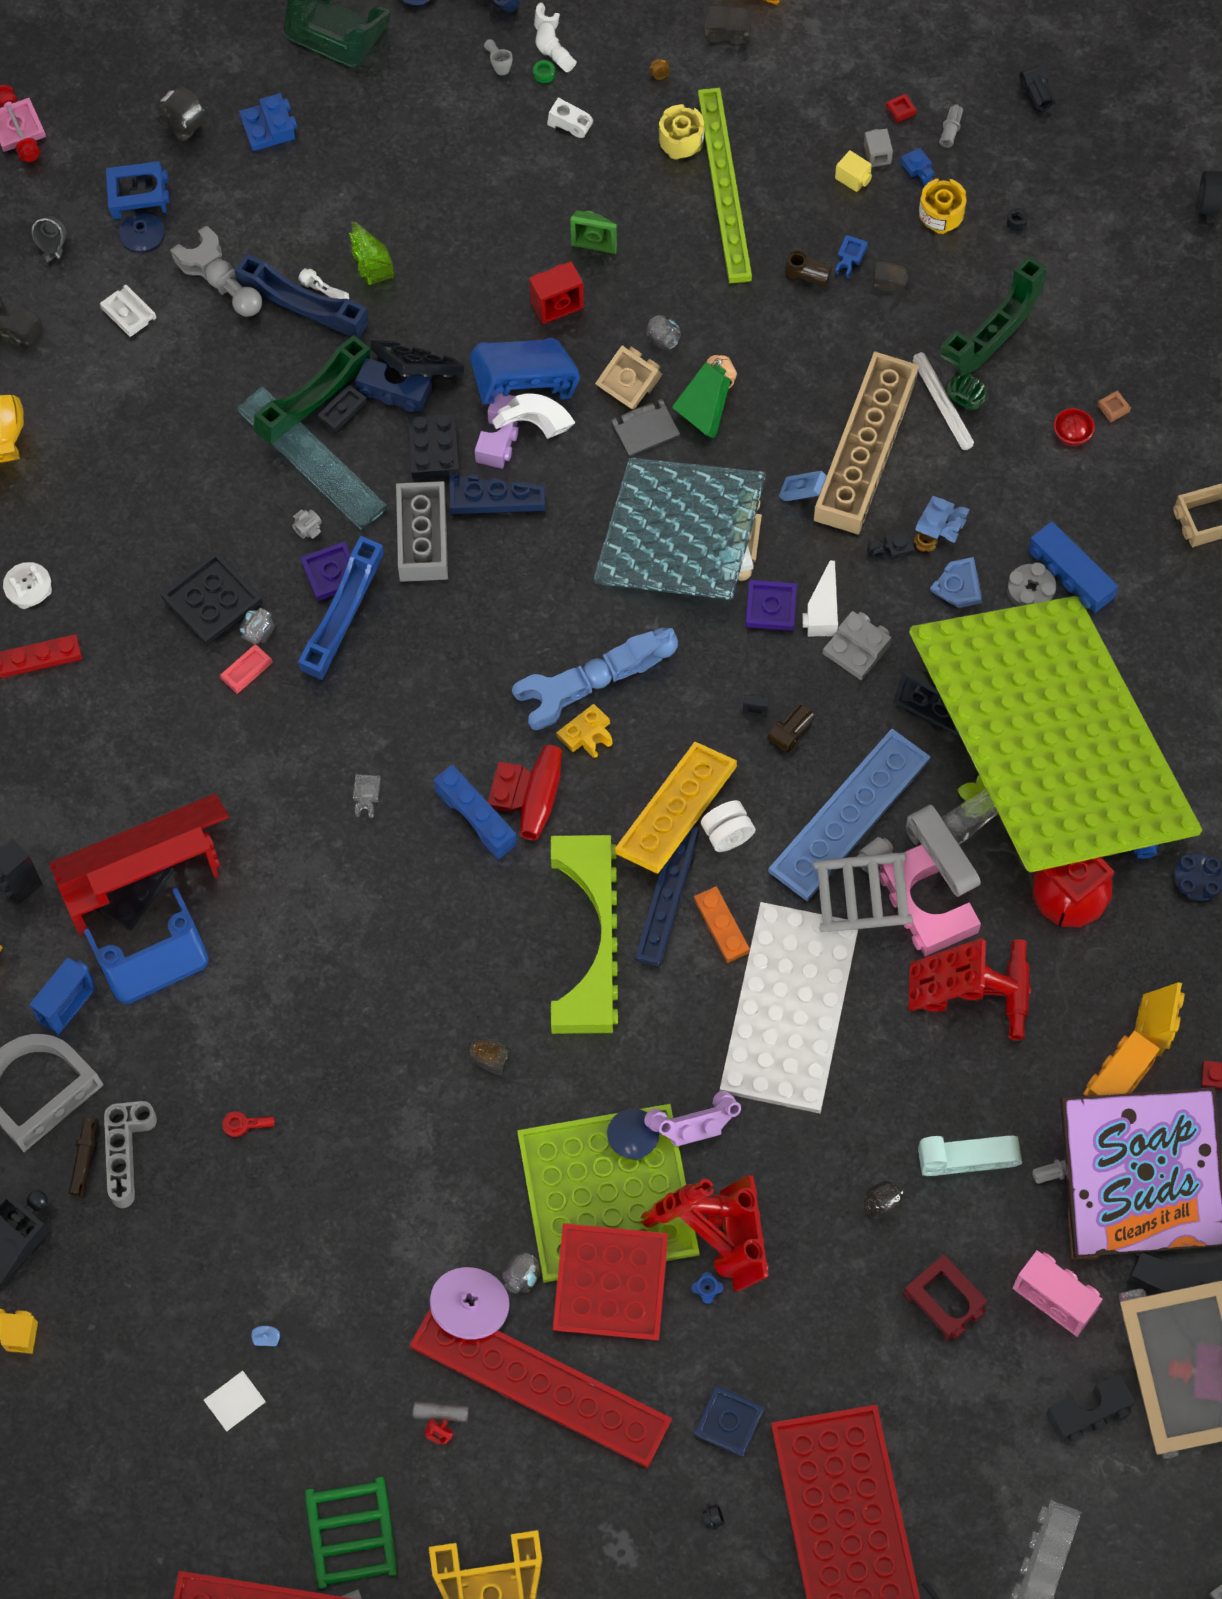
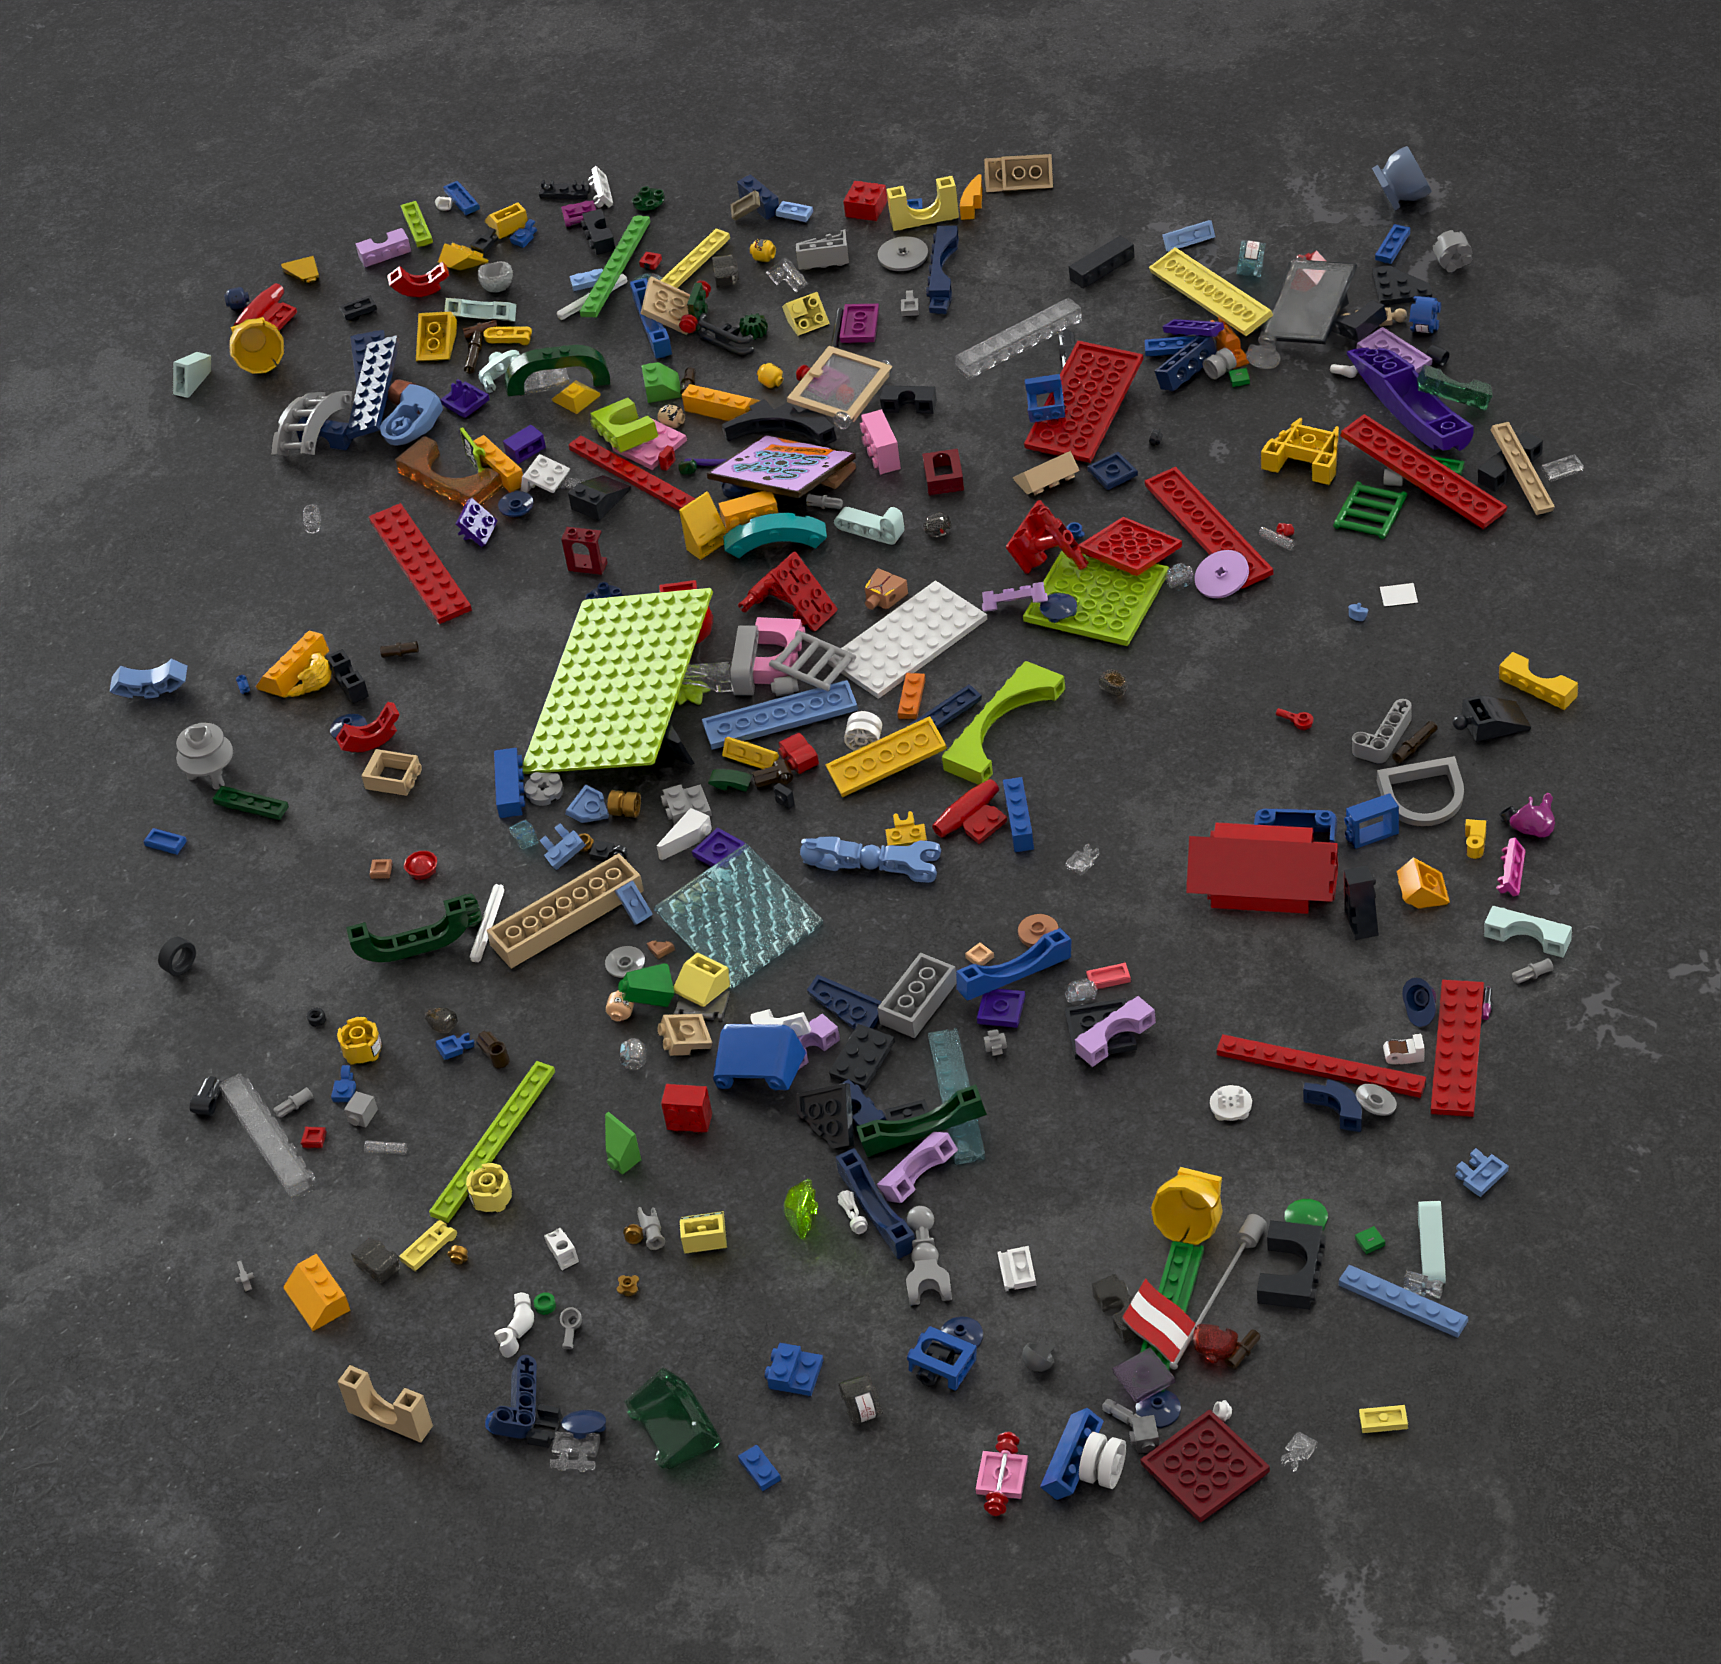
camera: 140 degrees left, 20 degrees down
(175, 610) = (1133, 1017): none -> lavender arch
(236, 32) = (759, 1467): none -> blue plate
(294, 328) = (932, 1151): none -> lavender arch
(357, 686) = (1034, 927): none -> nougat piece
(399, 625) = (979, 954): none -> light nougat tile
(448, 195) = (703, 1232): none -> light yellow slope
(480, 126) = (627, 1290): none -> pearl gold plate
(500, 177) = (651, 1229): none -> light grey piece
(513, 166) = (633, 1238): none -> pearl gold plate
(656, 437) = (702, 980): none -> light yellow slope
(695, 62) = (427, 1245): none -> light yellow plate
(741, 462) = (660, 949): none -> nougat tile
(757, 415) = (624, 960): none -> light grey dish
(784, 769) = (798, 753): none -> red brick
(811, 1366) = (1047, 474): none -> tan slope
(817, 131) = (382, 1147): none -> clear piece
(833, 696) = (723, 777): none -> dark green slope
(837, 742) = (749, 753): none -> yellow plate
(853, 171) = (394, 1101): light yellow brick -> none
(871, 1059) = (884, 590): none -> nougat torso
(888, 1449) = (1045, 385): none -> blue panel
(920, 602) = (624, 803): none -> pearl gold wheel
(942, 80) = (267, 1137): none -> clear brick
(1000, 516) = (524, 834): none -> clear light blue bracket
(1064, 1066) = (774, 529): none -> teal brick

